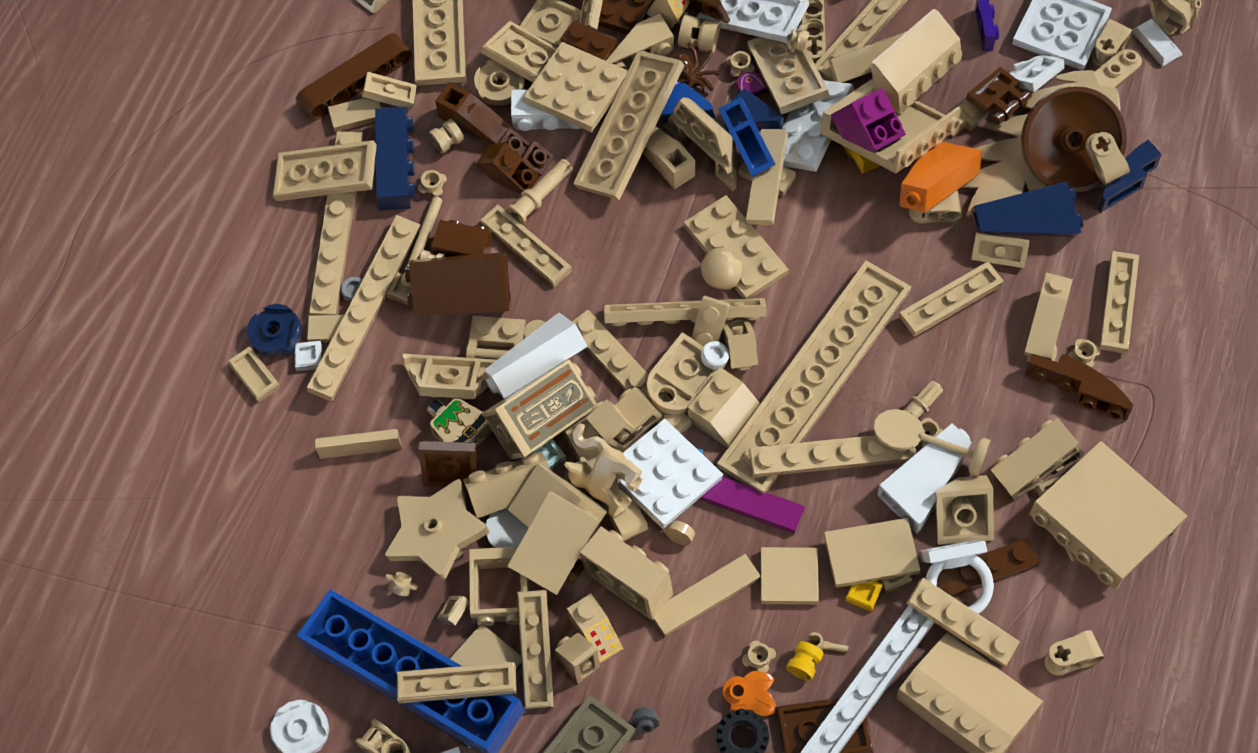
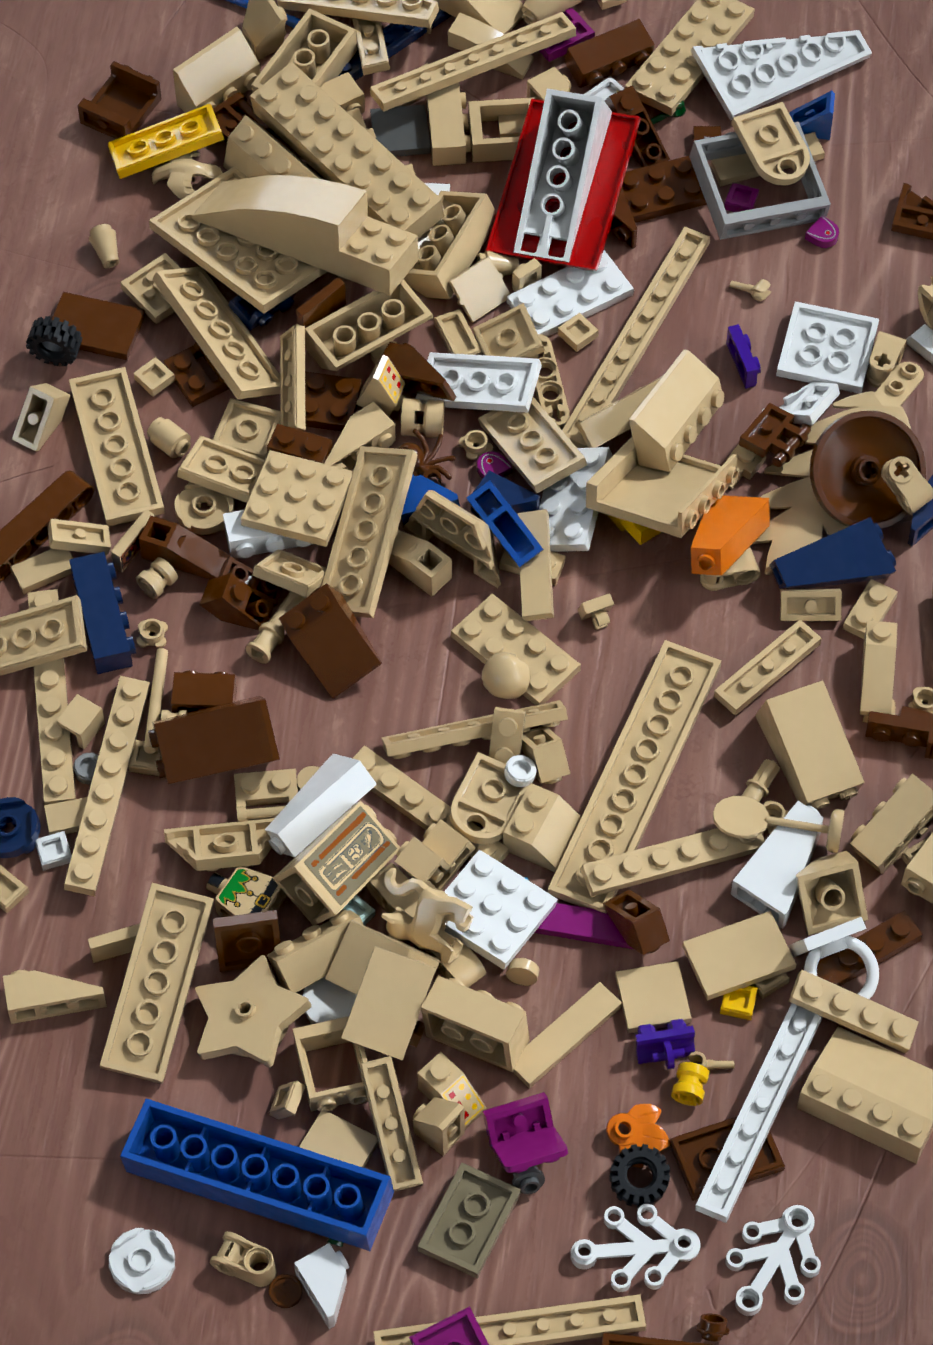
camera: 15 degrees left, 5 degrees down
(266, 480) = (43, 995): none -> tan slope
(355, 248) = (82, 719): none -> tan panel
(364, 488) = (157, 983): none -> tan plate
(400, 583) = (221, 1081): tan plate -> none
(426, 107) = (129, 544): none -> tan tile
(456, 682) = (315, 1171): tan tile -> none
(483, 18) = (169, 437): none -> tan brick
(526, 246) = (277, 687): tan tile -> none
(557, 149) = (290, 572): none -> tan tile
(578, 213) = (330, 639): none -> reddish brown slope
(649, 680) = (524, 1133): none -> magenta bracket
(757, 648) = (642, 1081): tan plate -> none
(788, 507) = (638, 921): none -> reddish brown slope
(790, 621) = (665, 1044): none -> dark purple hips
(798, 39) = (539, 406): tan plate -> none
(812, 224) = (597, 609): none -> tan tile
(869, 122) = (640, 485): magenta slope -> none
(974, 376) = (810, 745): none -> tan slope
(1053, 260) = (871, 606): none -> tan plate

